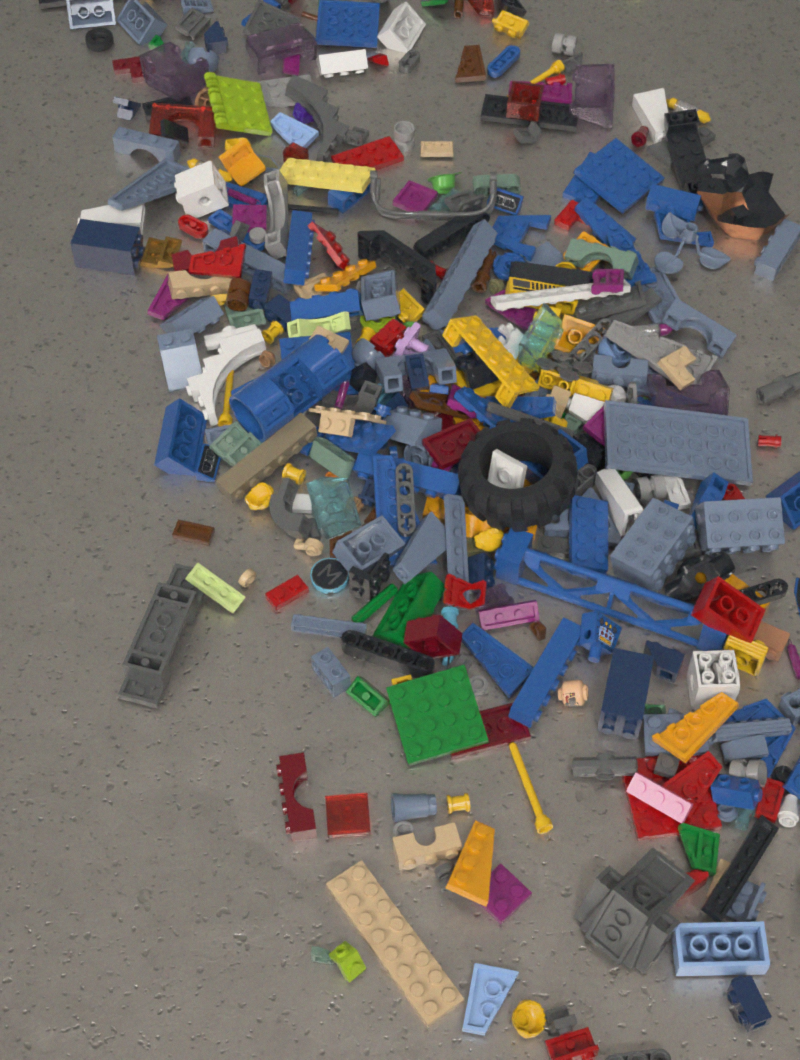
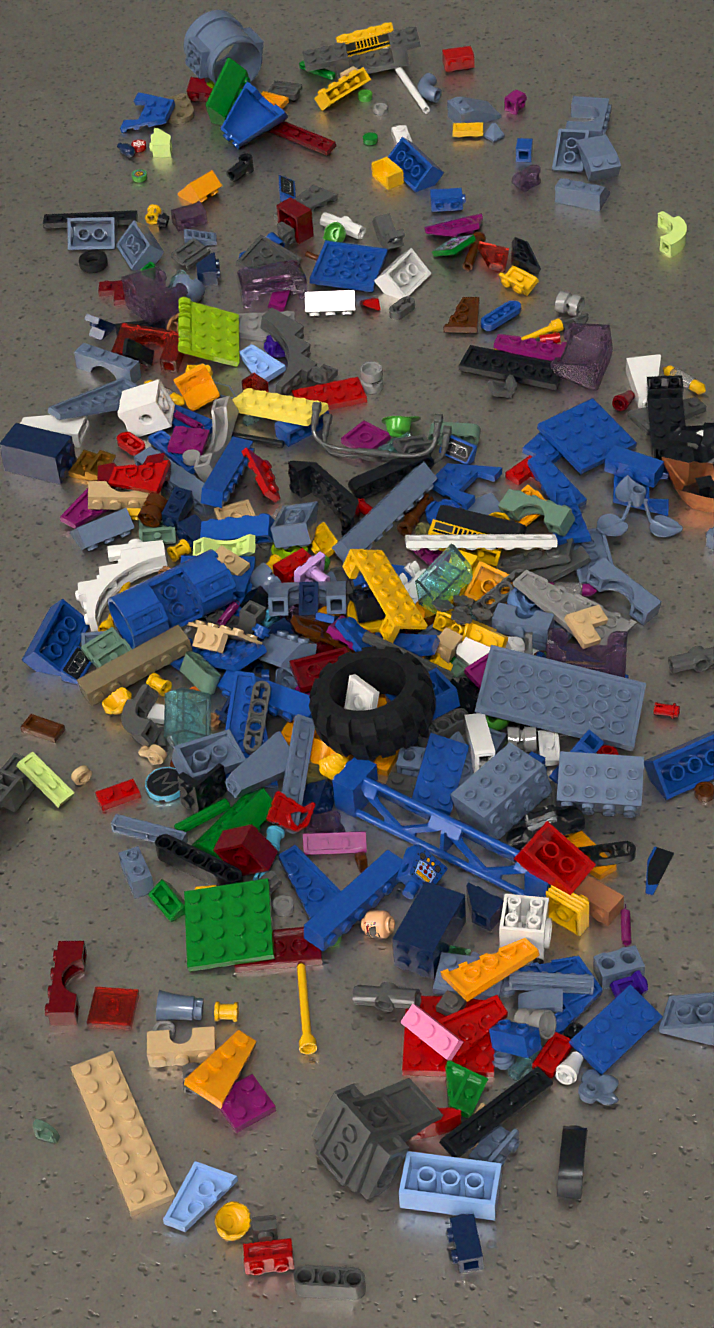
camera: 15 degrees right, 10 degrees down
(179, 358) = (75, 562): slope -> none
(239, 229) = (173, 449): dark grey plate -> none
(342, 278) = (261, 504): light orange wing -> none
(348, 961) = (68, 1140): lime bracket -> none
(436, 148) = (403, 393): tan plate -> none
(525, 101) = (506, 354): clear red brick -> none
(613, 284) = (533, 532): magenta plate -> none

